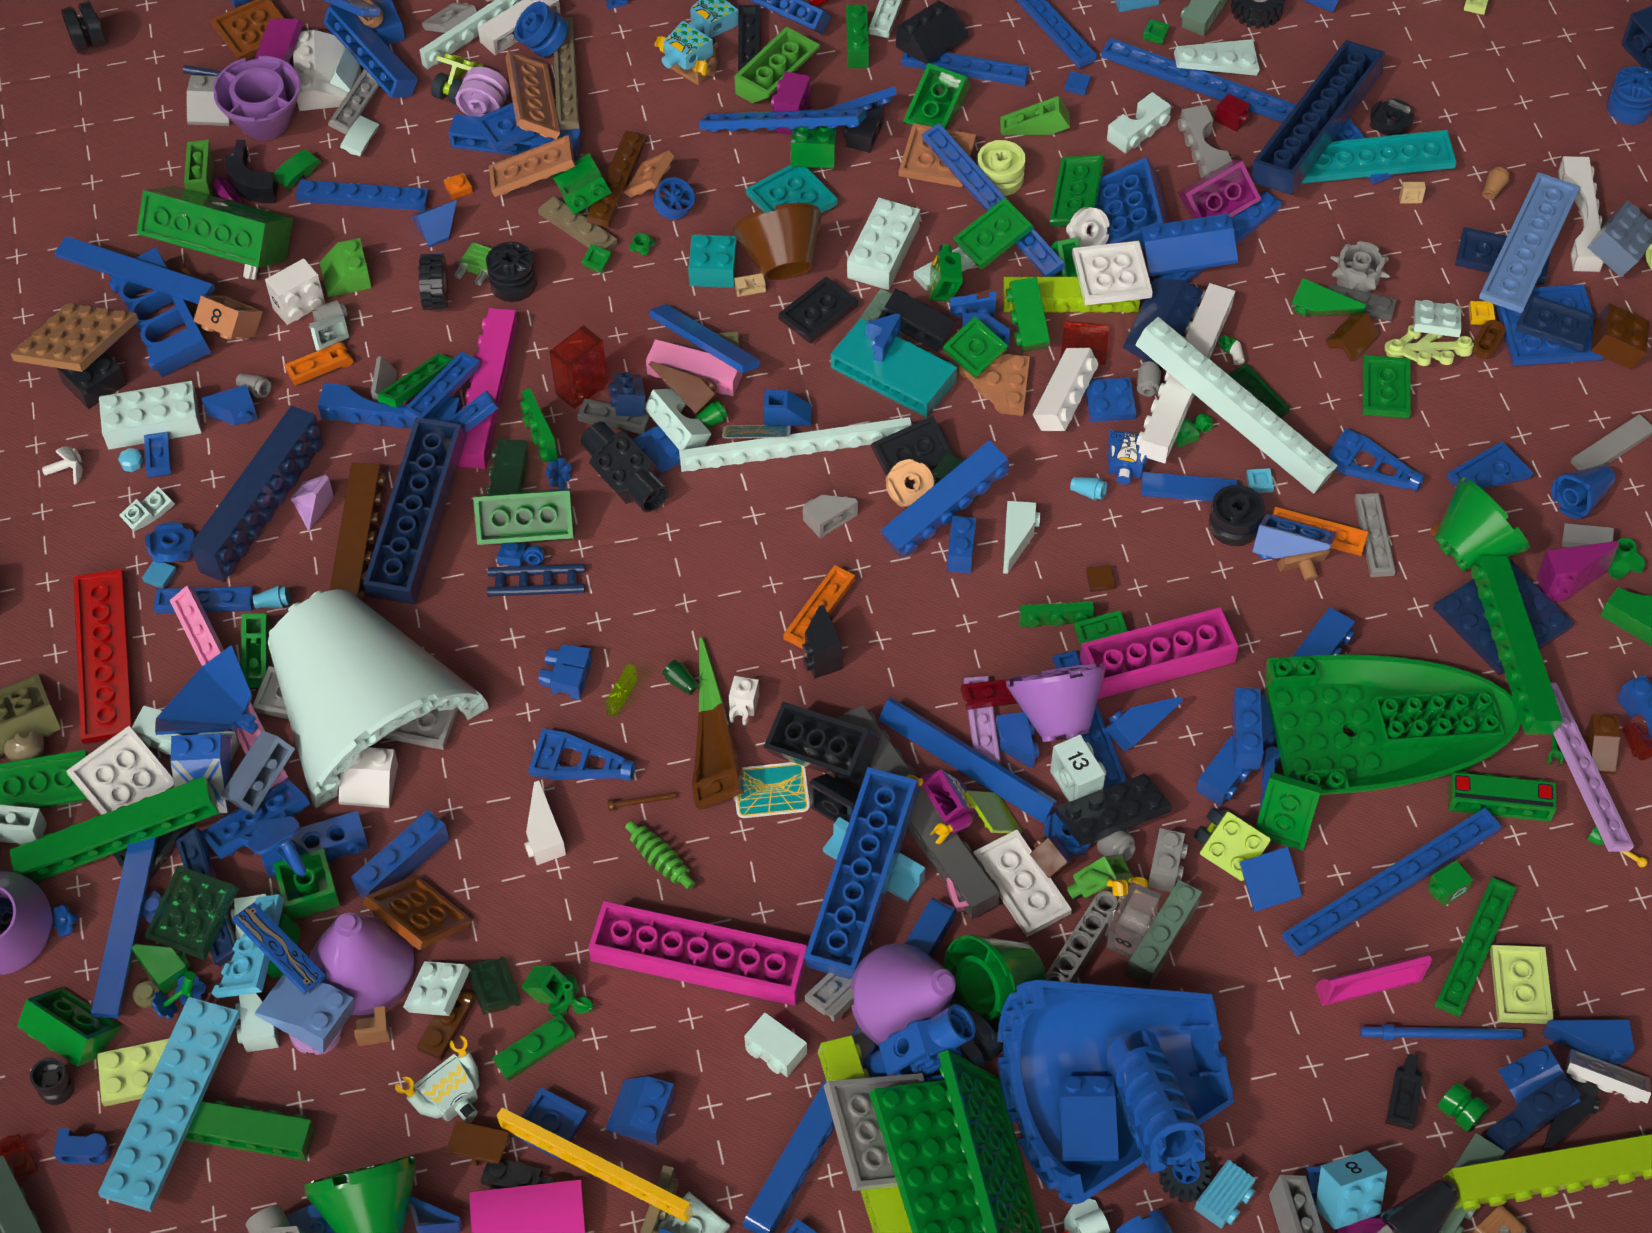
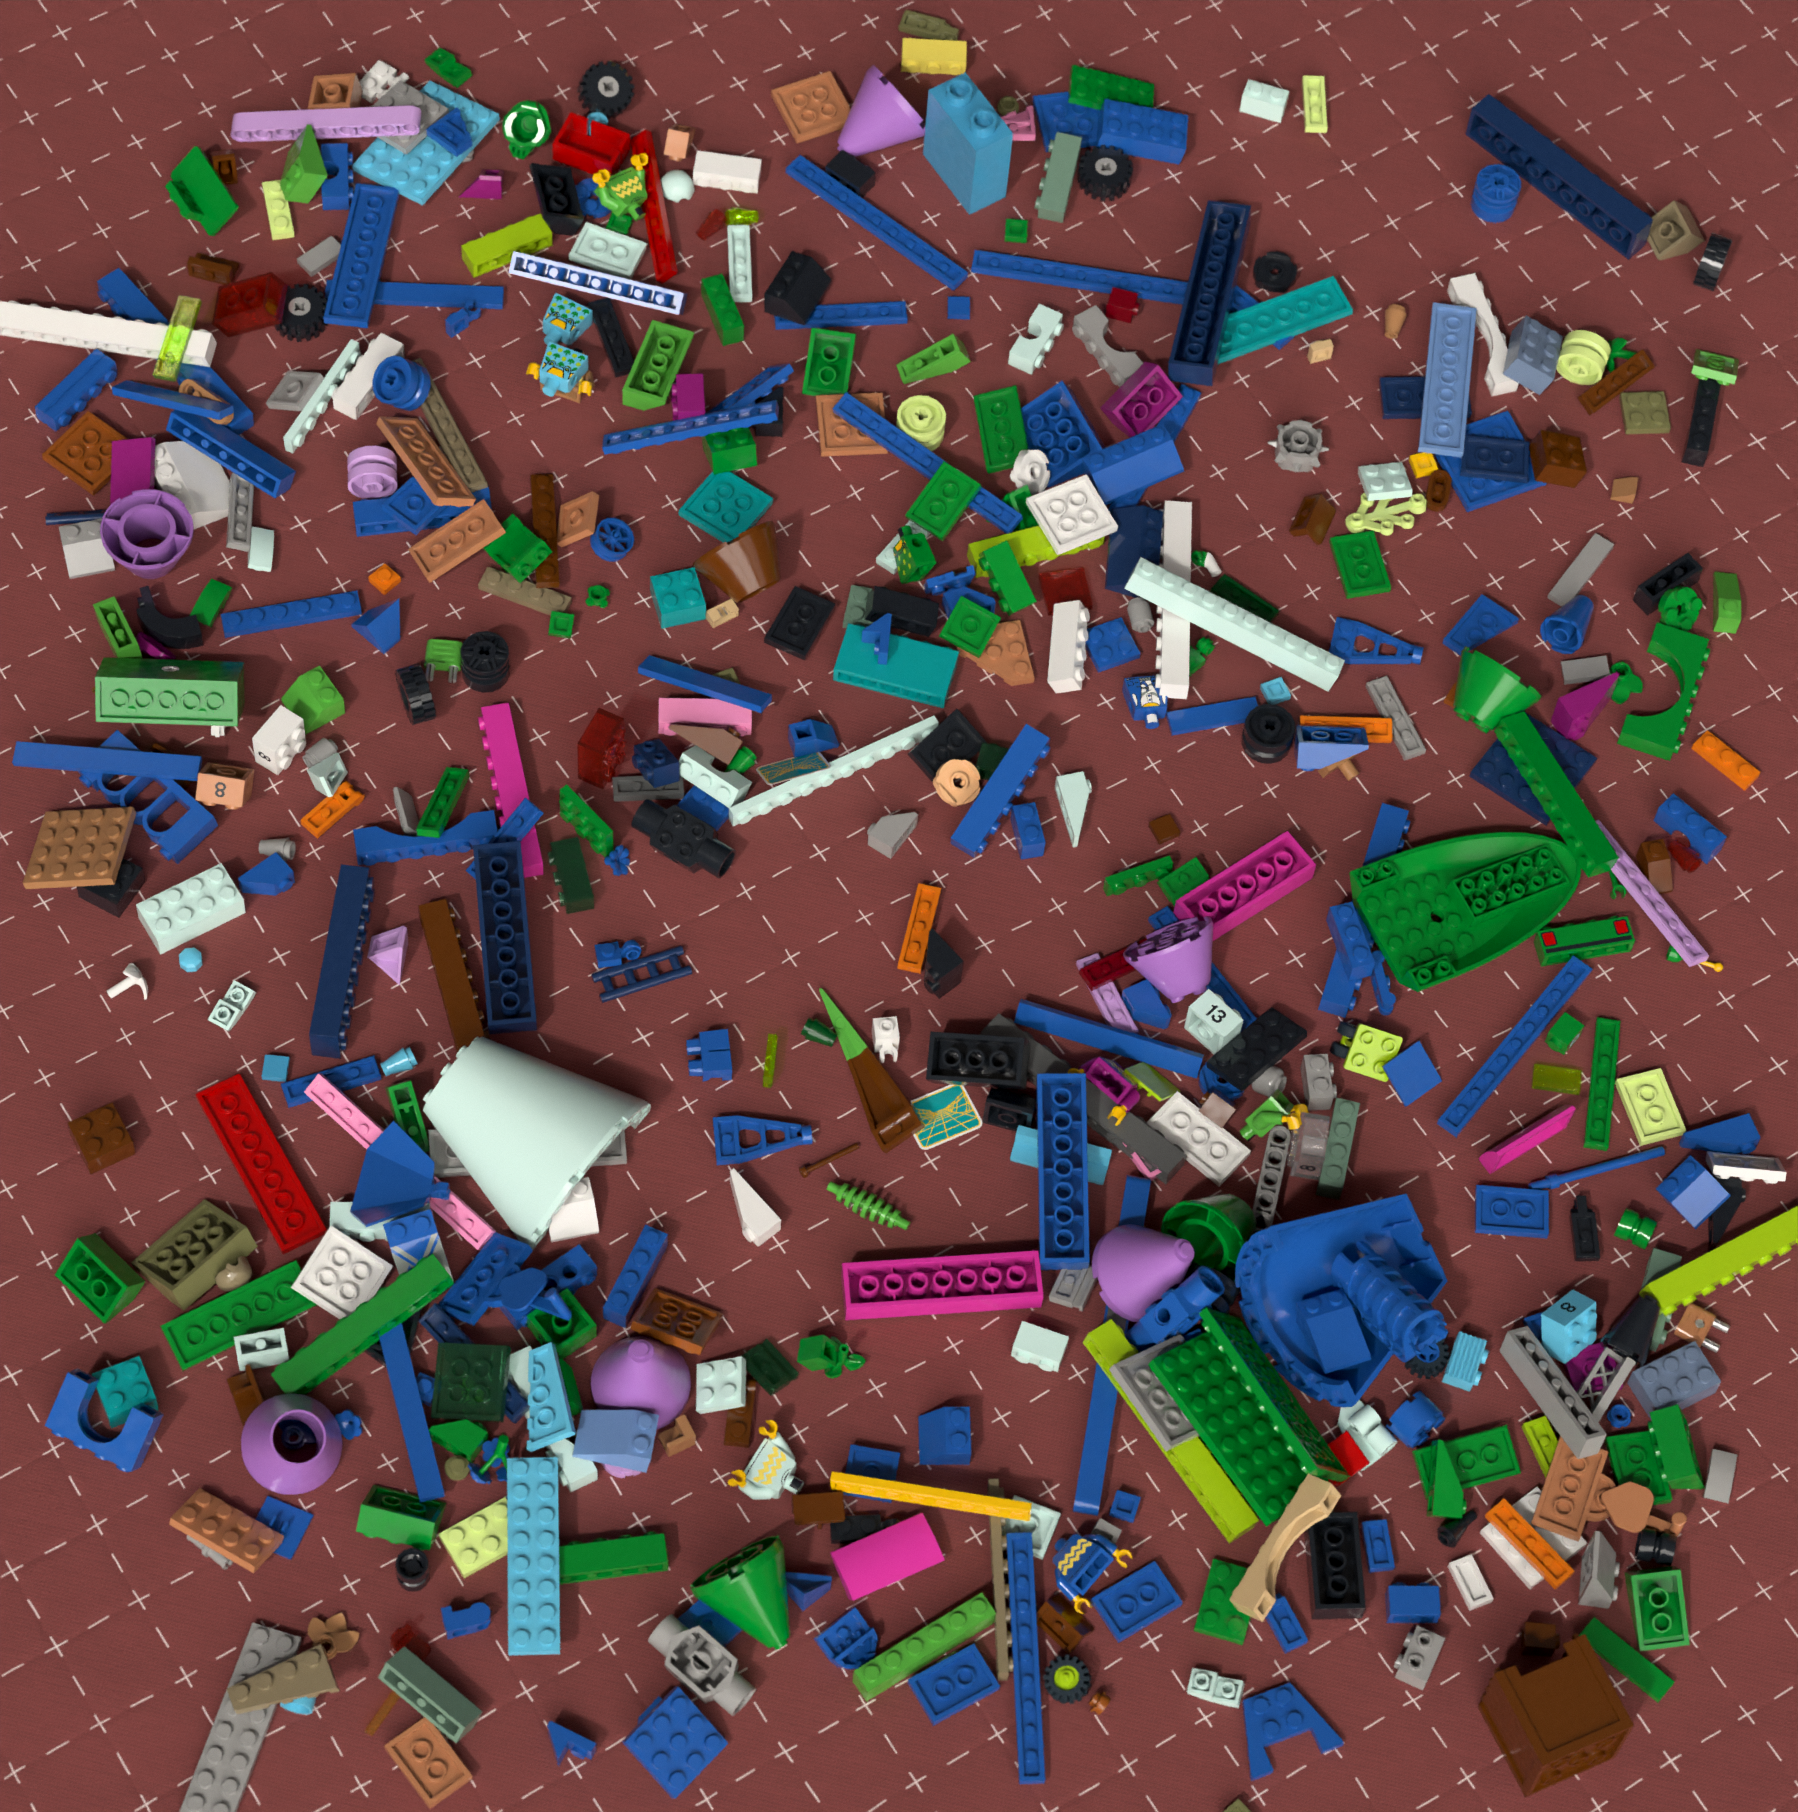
camera: 25 degrees left, 5 degrees up
(157, 454) = (216, 947): blue plate -> none
(161, 550) = (274, 1045): blue plate -> none
(257, 771) = (473, 1234): sand blue brick -> none
(279, 948) = (576, 1390): blue tile -> none
(345, 71) = (214, 480): light aqua slope -> none
(442, 386) = (475, 804): blue plate -> none
(449, 85) = (334, 472): plate -> none
(523, 516) = (610, 915): green brick -> none
(533, 1047) = (827, 1412): green plate -> none
(883, 243) = (837, 536): light aqua brick -> none
(1090, 487) = (1123, 740): medium azure cone -> none
(1136, 722) = (1245, 965): blue slope -> none
(1226, 57) = (1090, 245): light aqua wing -> none
(1288, 810) = (1410, 1008): green plate -> none
(1320, 301) = (1269, 492): green slope -> none
(1331, 1050) = (1511, 1211): none -> blue plate
(1376, 305) = (1308, 481): dark grey plate -> none
(1427, 928) = (1556, 1079): none -> clear neon green tile
(1532, 1114) = (1696, 1218): dark blue arch -> none

